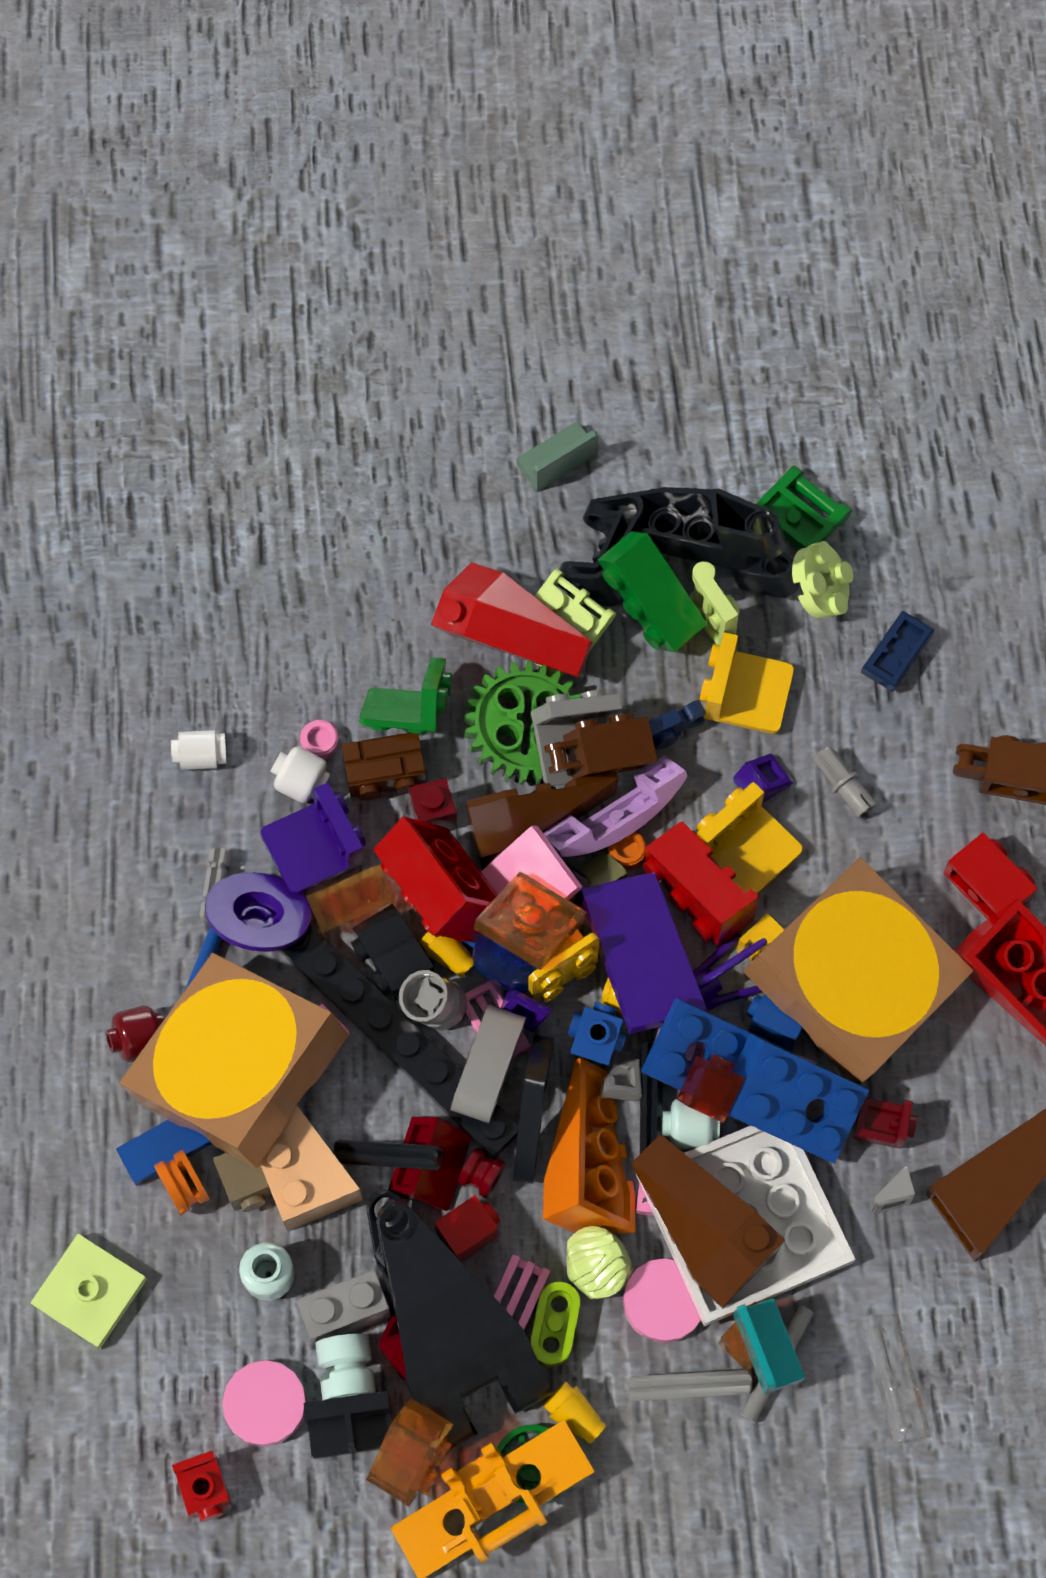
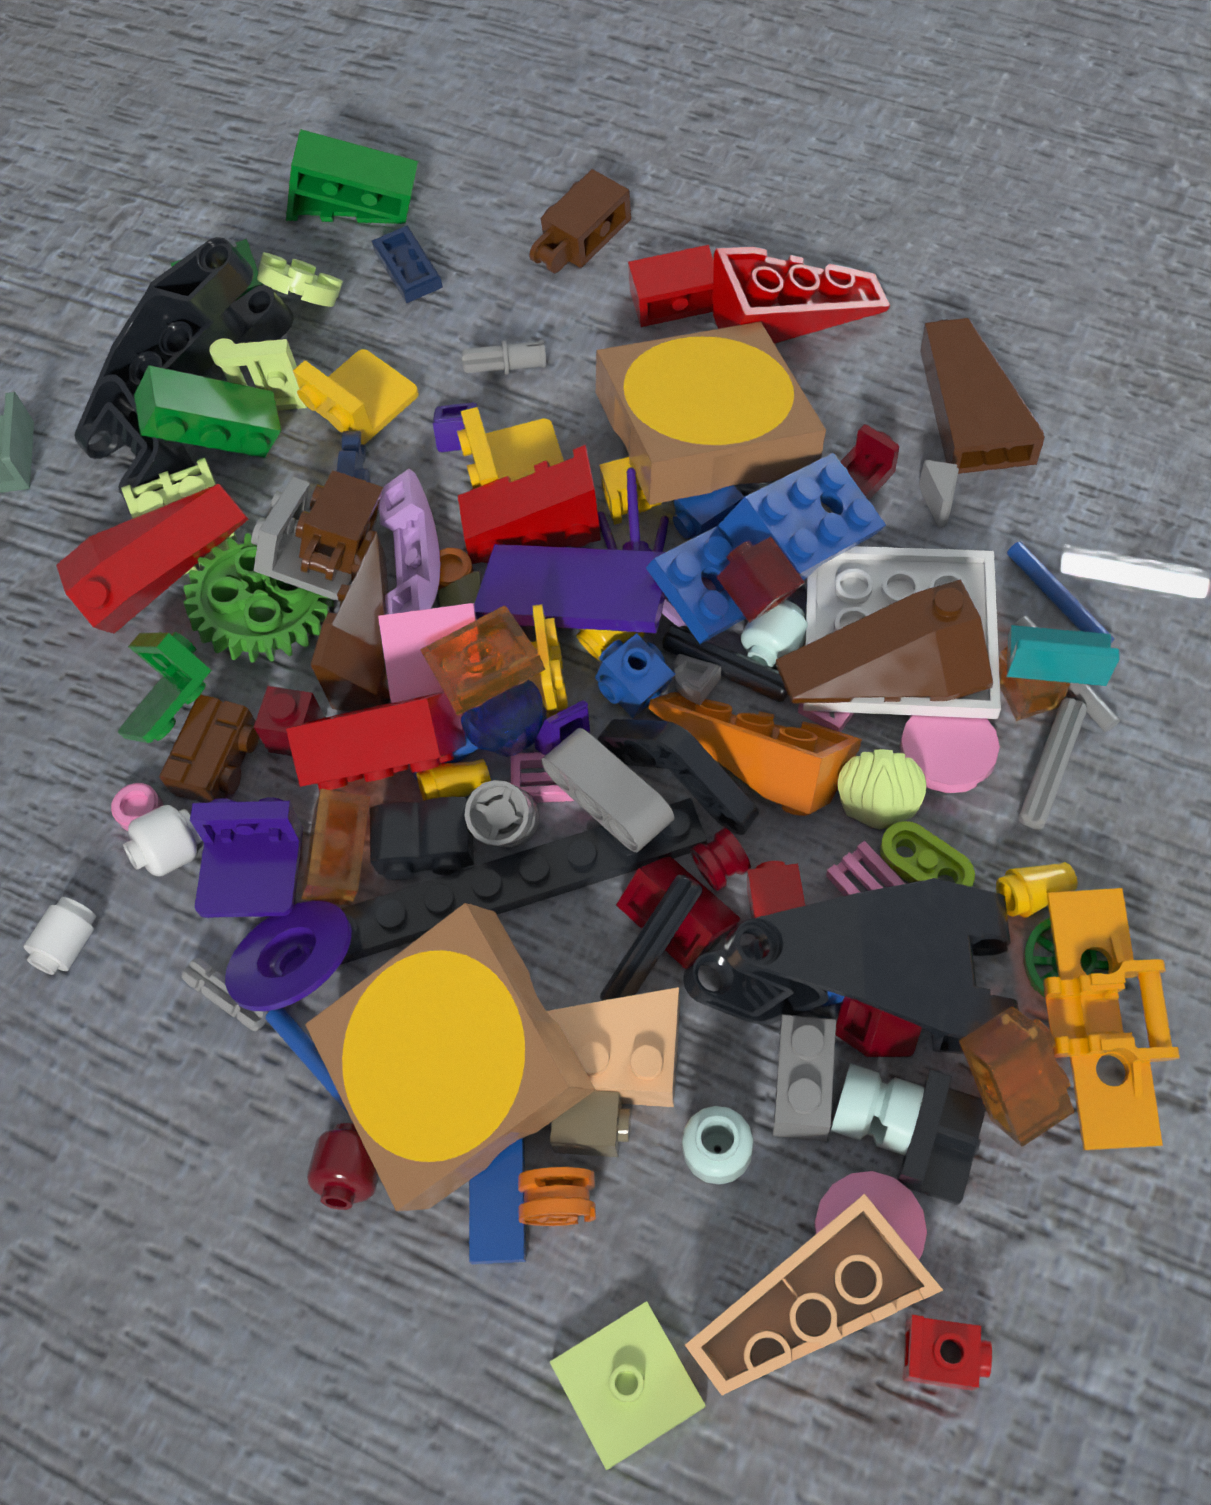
camera: 55 degrees left, 5 degrees down
(204, 1388) = (824, 1291): none -> light nougat wedge
(848, 1331) = (1055, 590): none -> blue bar
(951, 559) = (349, 181): none -> green wedge

